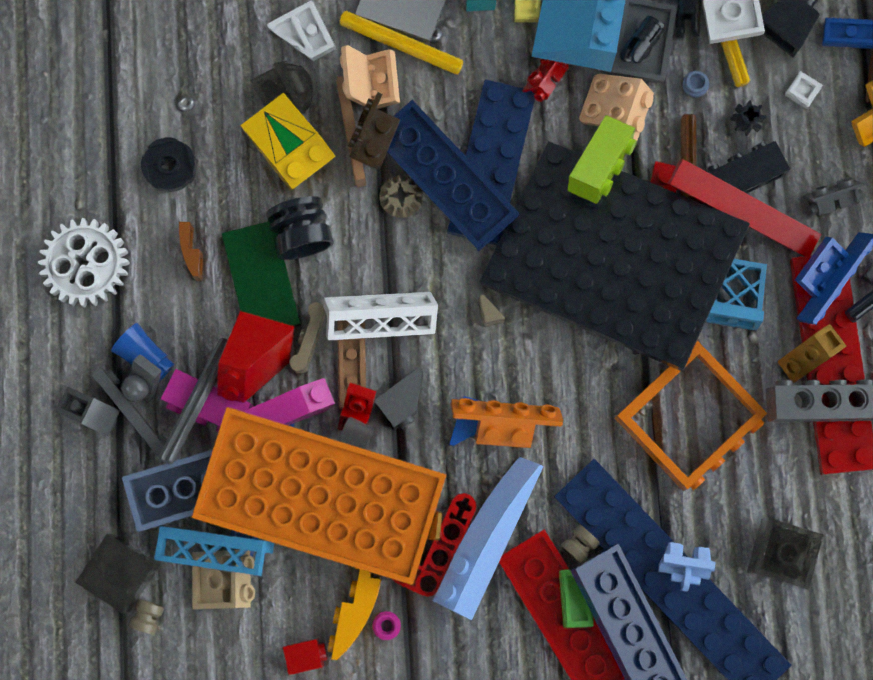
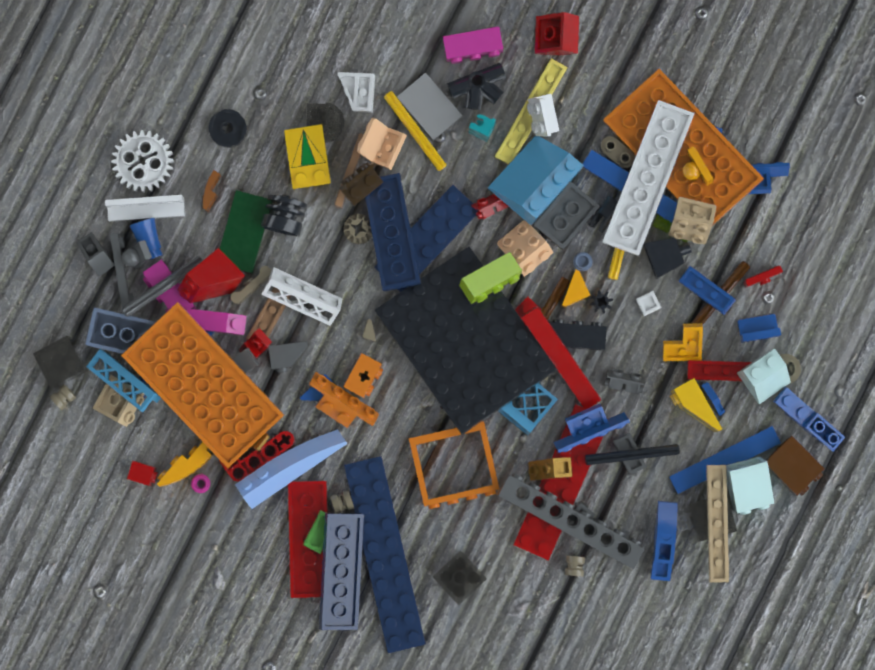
camera: 35 degrees right, 5 degrees up
(117, 317) = (145, 208): none -> white fence
(507, 386) = (363, 365): none -> orange brick
(643, 40) = (562, 217): black hinge -> none
(686, 569) = (394, 552): light blue hips -> none
(709, 120) = (576, 291): none -> light orange slope

